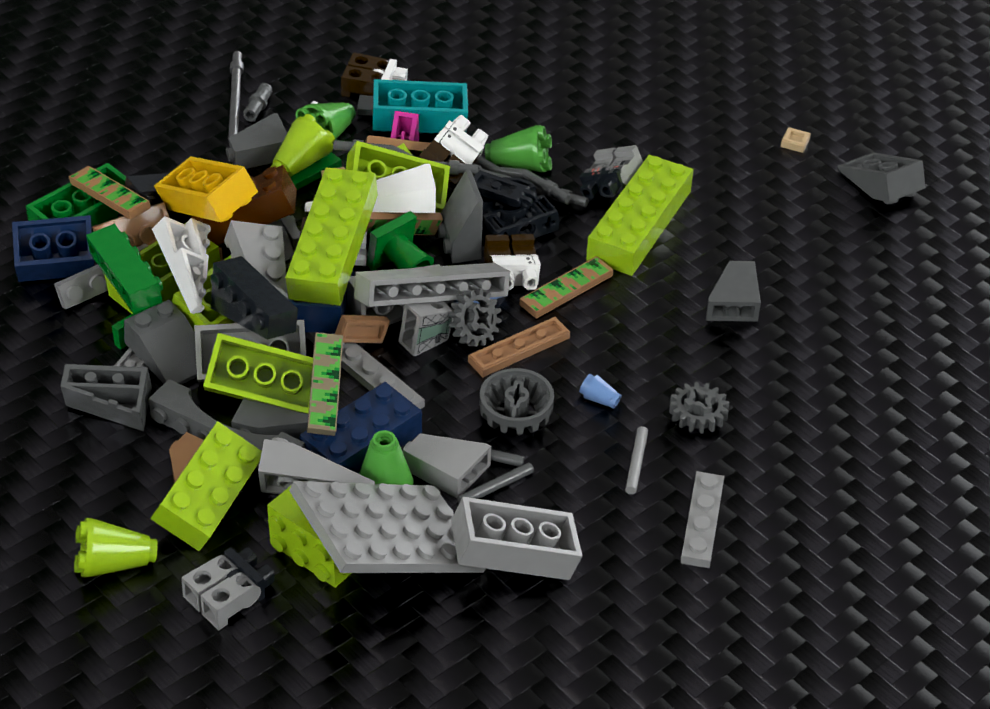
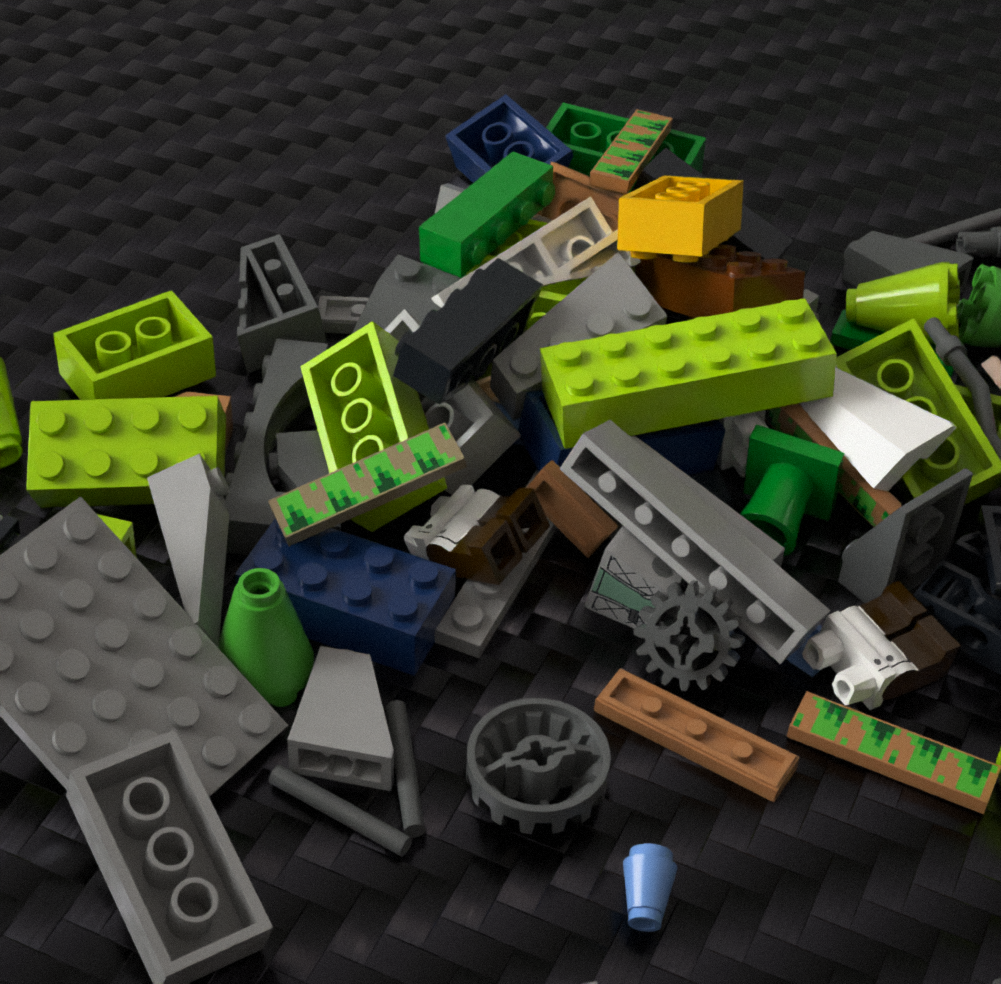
camera: 65 degrees right, 0 degrees up
(113, 466) = (136, 351): none -> lime brick
(363, 367) = (476, 529): none -> dark brown hips

